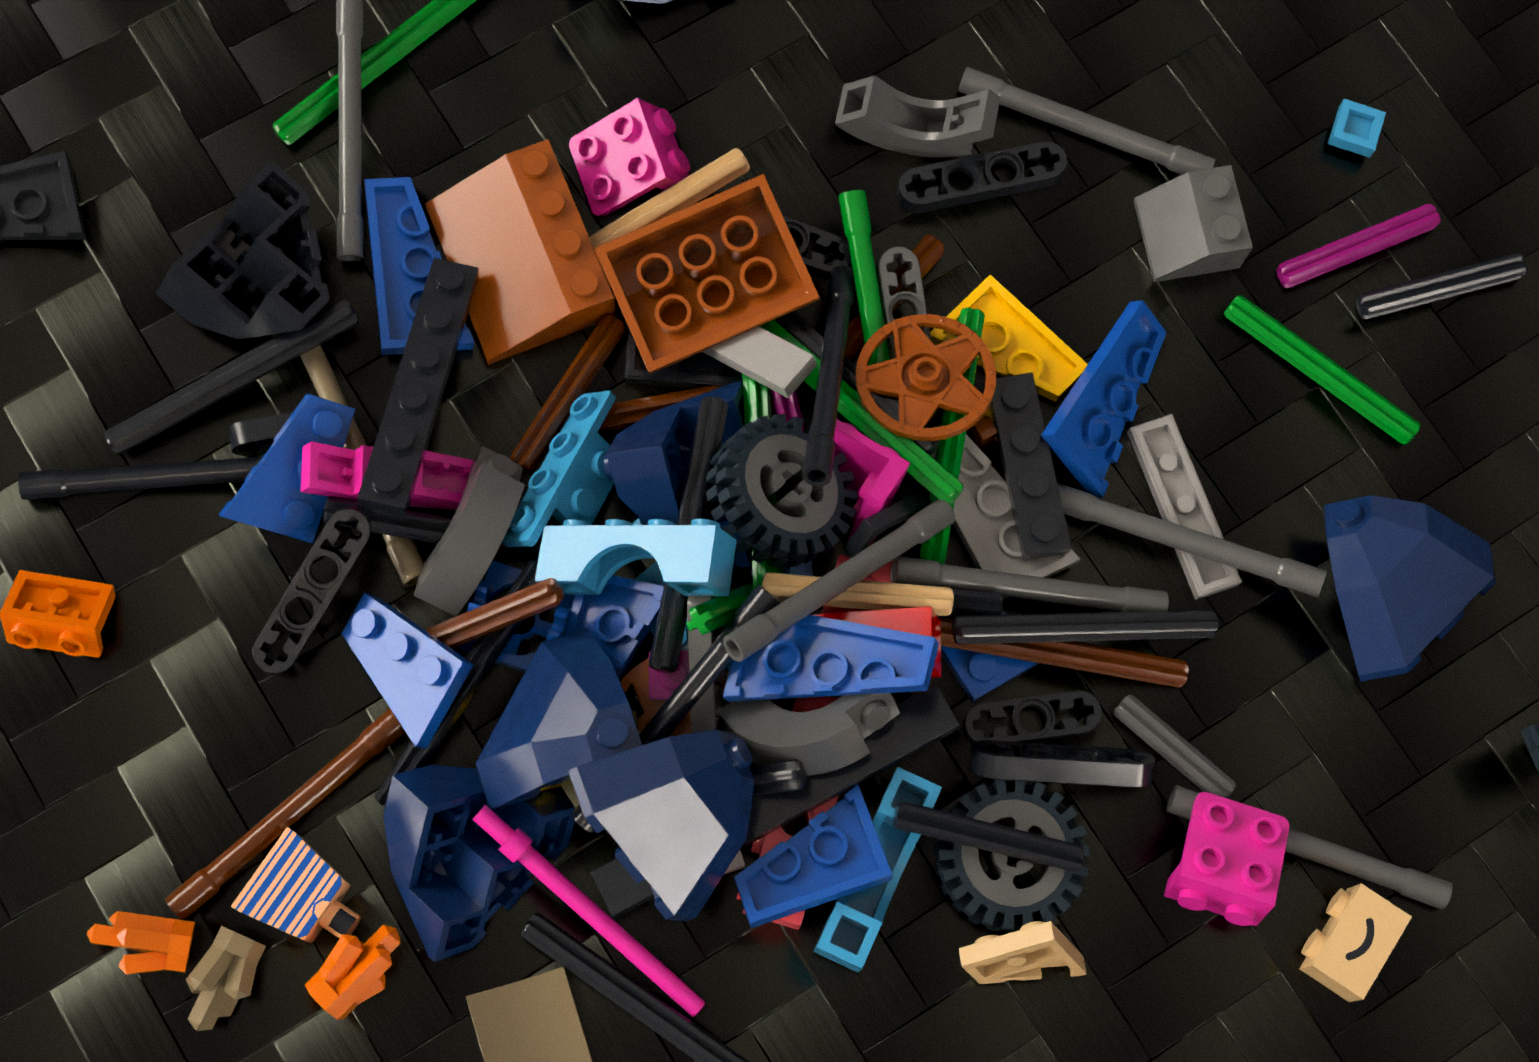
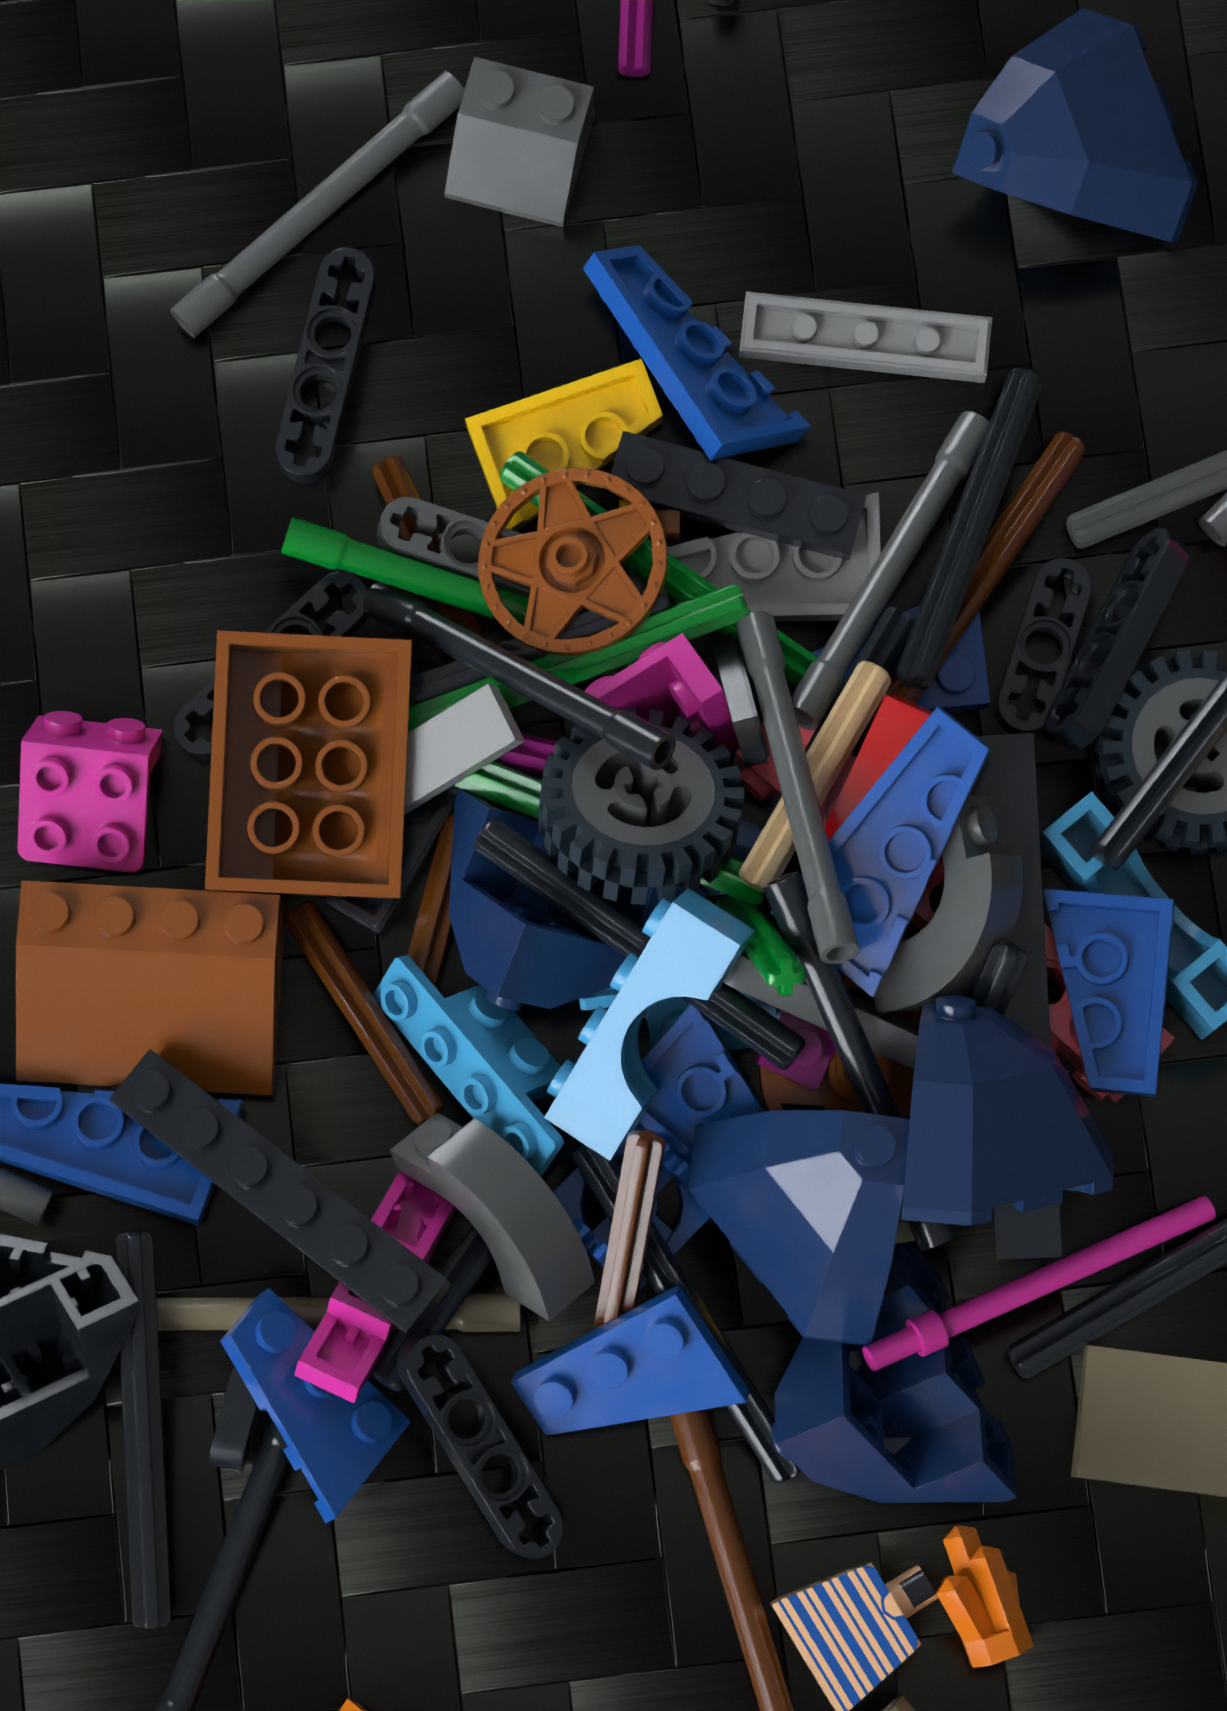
camera: 55 degrees left, 5 degrees up
(677, 197) = (176, 767): tan axle -> none
(916, 125) = (222, 410): dark grey arch -> none
(1281, 570) = (1010, 263): dark grey piece -> none
(1322, 370) = (773, 86): green axle -> none

